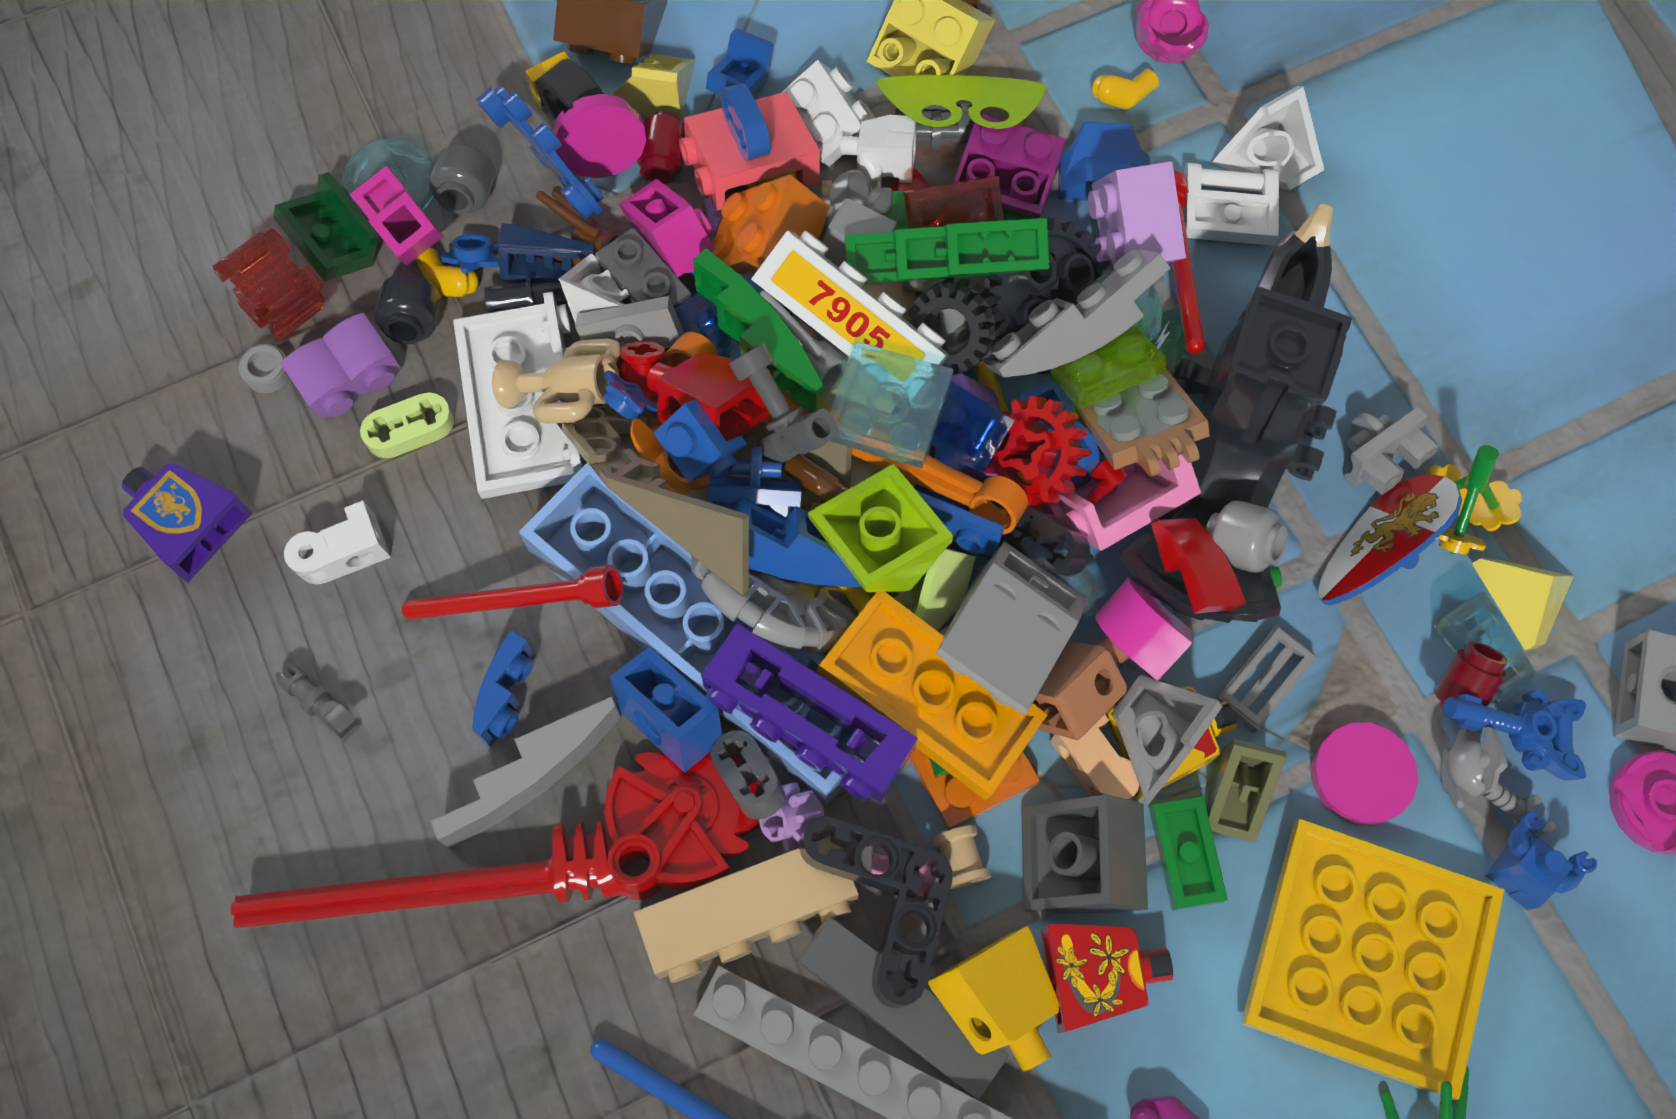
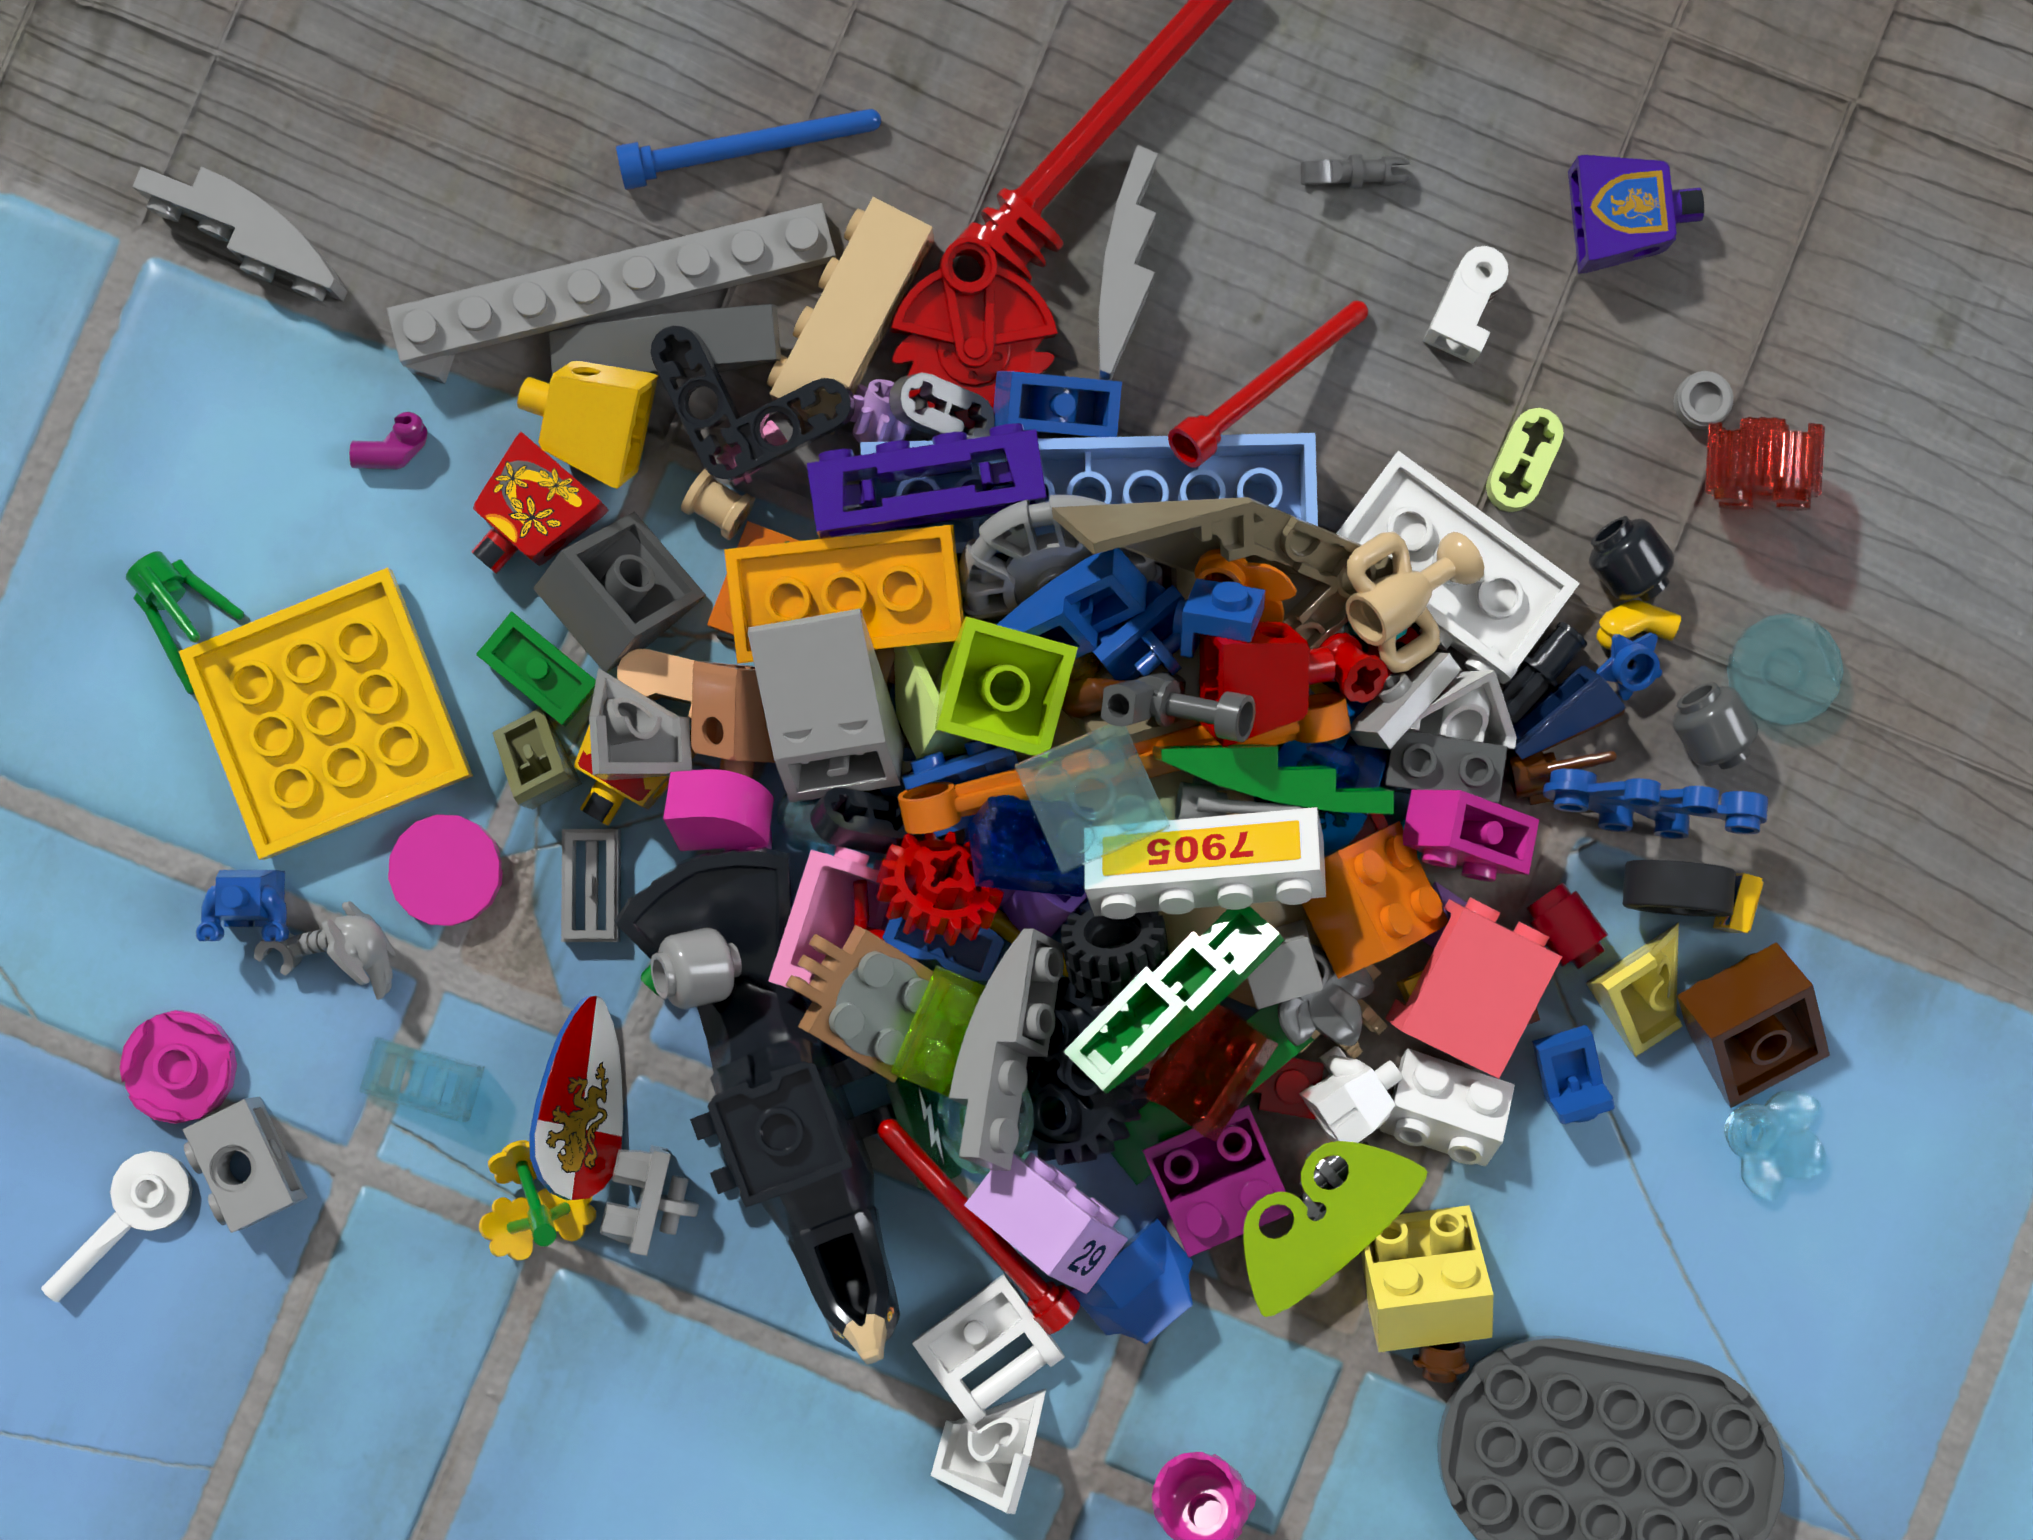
camera: 145 degrees right, 15 degrees up
(329, 230) = (1781, 568): dark green bracket -> none
(341, 366) = (1631, 455): medium lavender brick -> none
(396, 216) = (1711, 629): dark pink brick -> none
(496, 705) = (1205, 298): blue slope -> none
(600, 136) = (1618, 864): dark pink tile -> none
(626, 397) = (1330, 617): blue plate -> none
(745, 121) = (1490, 988): blue beam -> none
(1124, 92) = (1189, 1389): yellow arm -> none
(1204, 567) = (712, 901): red slope -> none
(1473, 672) = (412, 1024): dark red brick -> none
(1525, 596) = (424, 1157): light yellow slope -> none
(1535, 726) = (334, 1025): blue piece -> none

